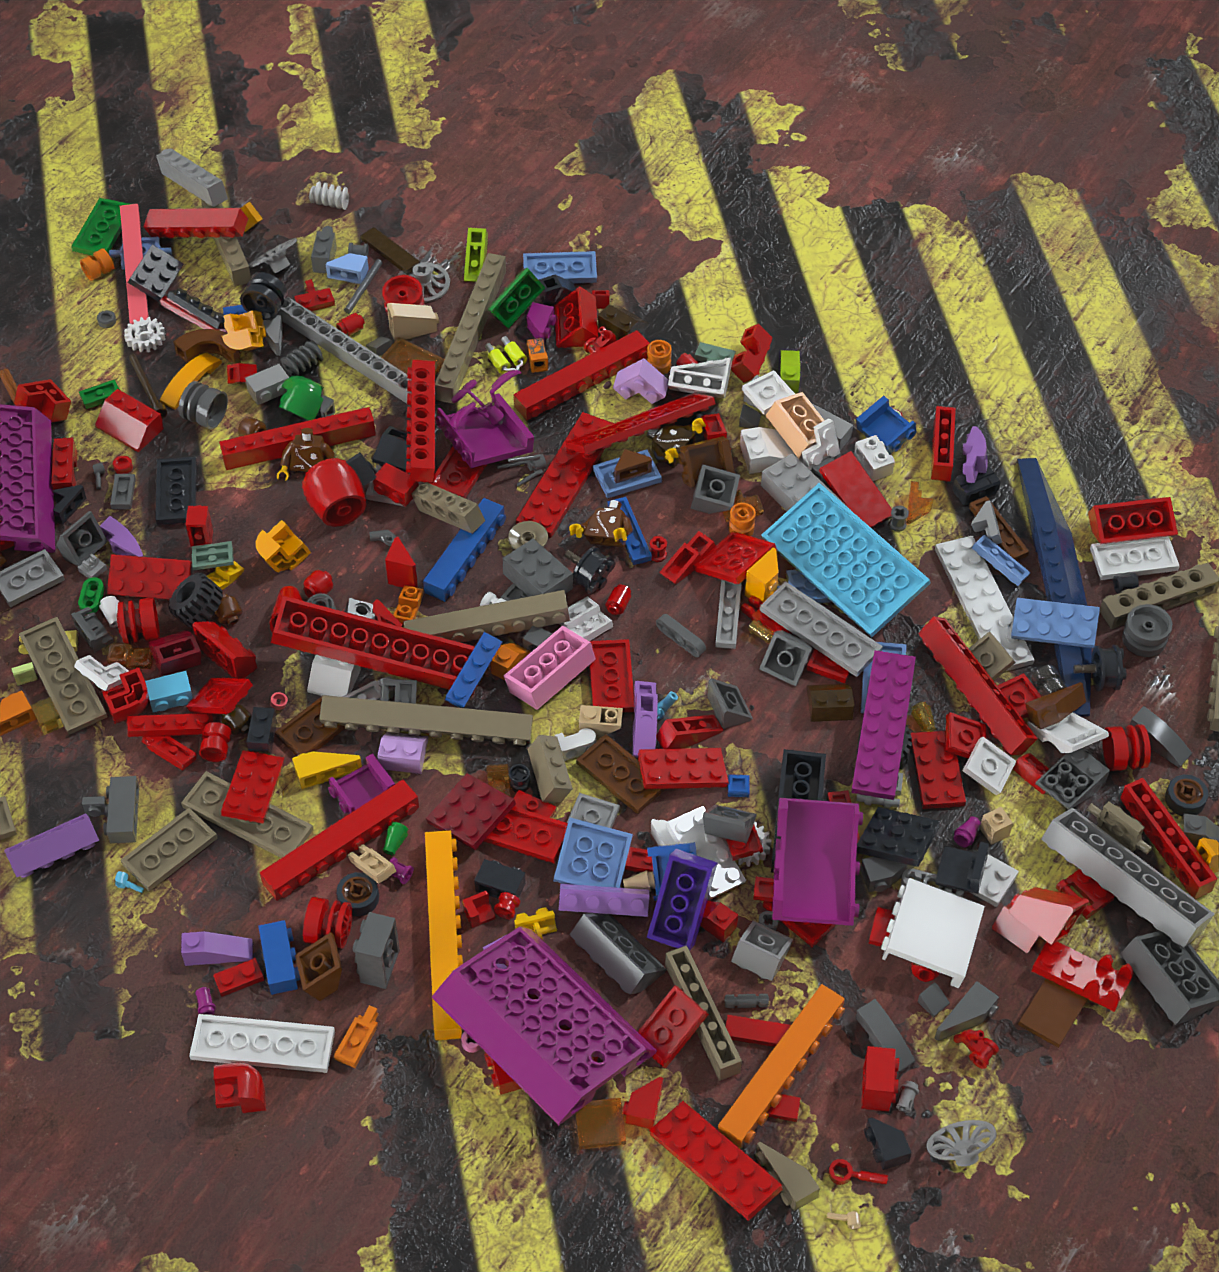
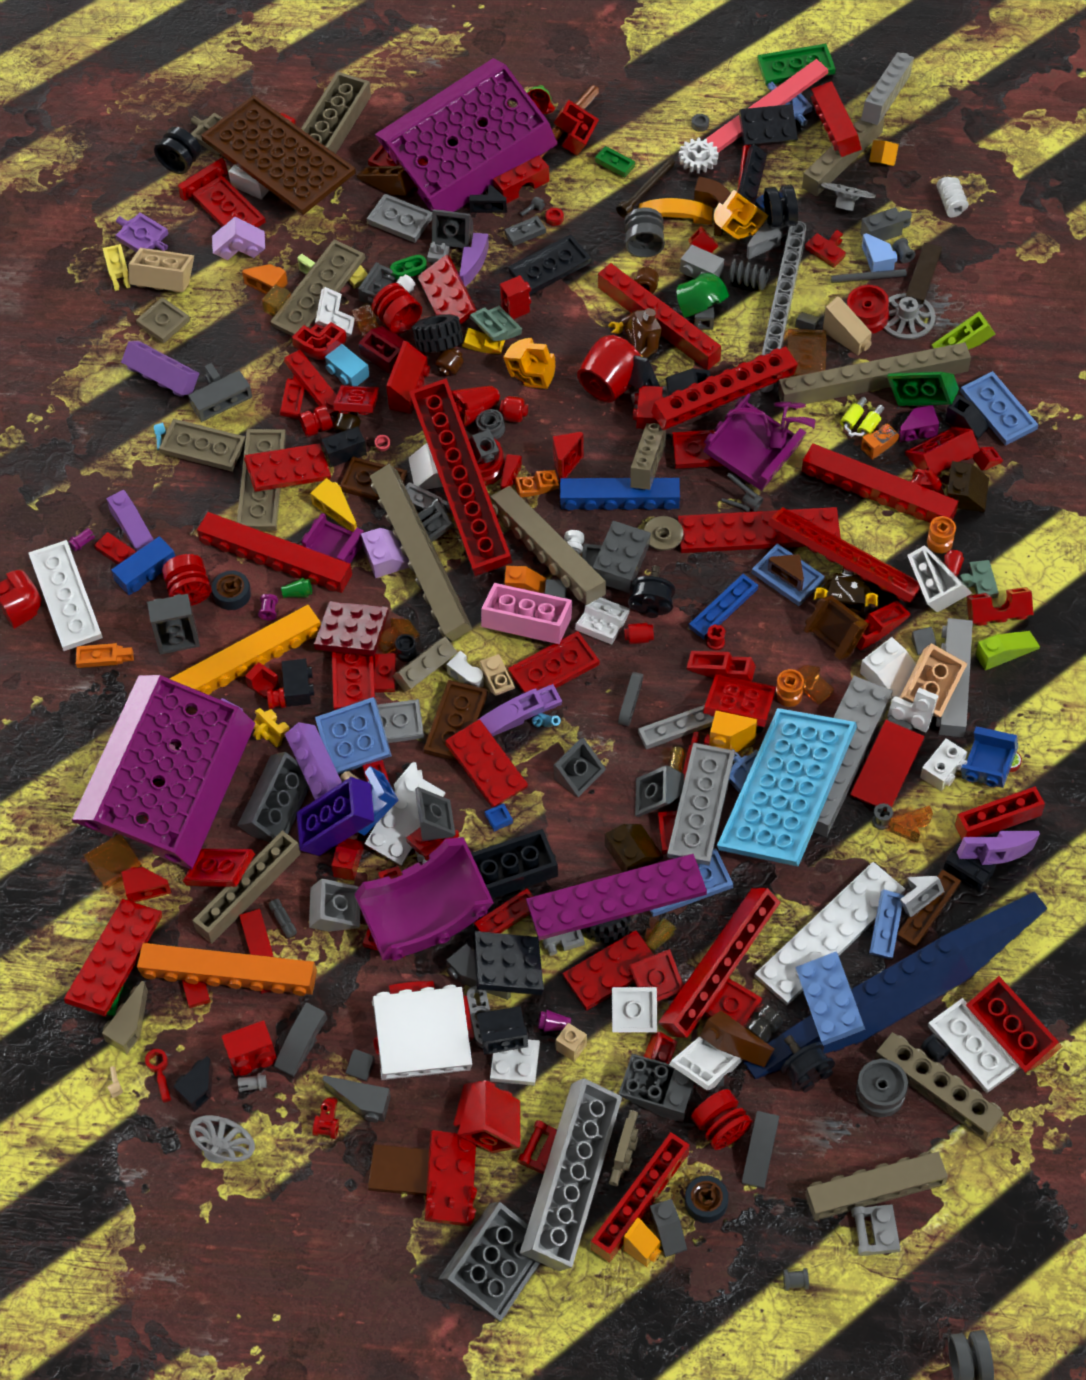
camera: 65 degrees right, 5 degrees up
(97, 264) = (749, 82): orange wheel -> none
(129, 420) = (599, 195): red slope -> none
(320, 967) = (135, 597): reddish brown slope -> none
(351, 324) = (813, 288): red brick -> none
(372, 864) = (258, 583): tan hinge -> none
(384, 535) = (599, 430): dark grey arm -> none
(473, 670) = (482, 557): blue plate -> none
(605, 526) = (708, 583): reddish brown torso -> none
(641, 379) = (900, 534): lavender brick -> none
(687, 731) = (528, 750): red slope -> none
(714, 490) = (808, 647): dark grey slope -> none
(766, 391) = (952, 636): white plate -> none
(992, 655) = (759, 960): dark tan plate -> none

